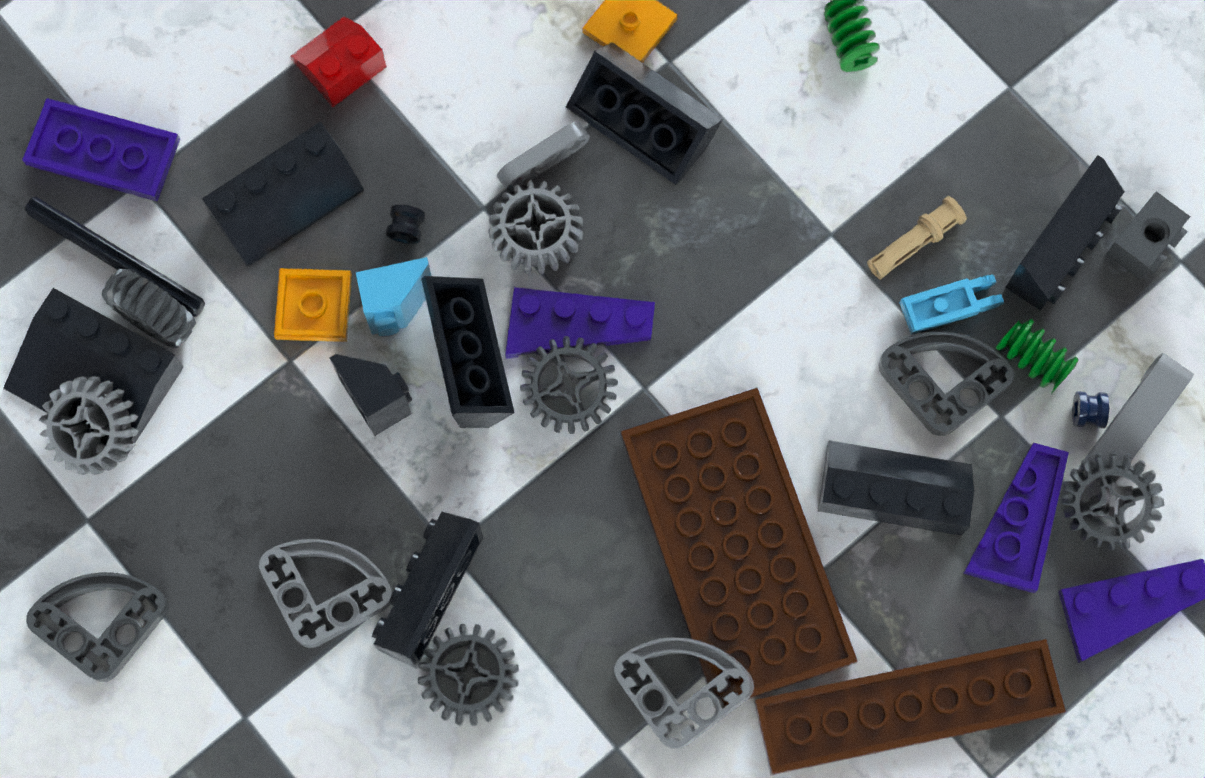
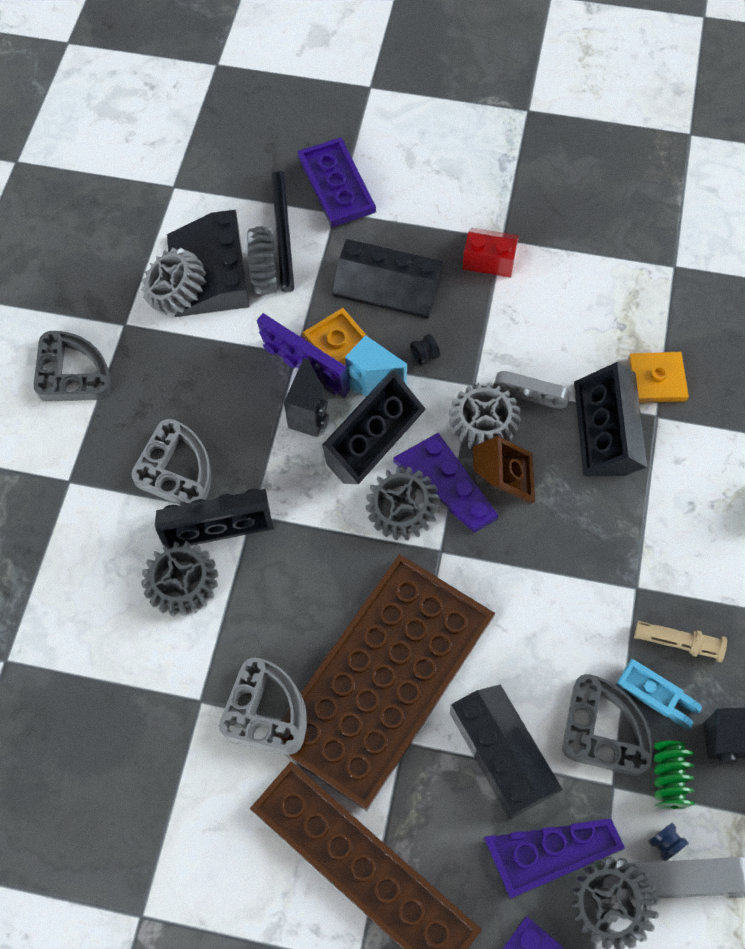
camera: 55 degrees right, 10 degrees down
(301, 357) = (293, 349): none -> dark purple plate
(611, 254) = (506, 467): none -> reddish brown slope

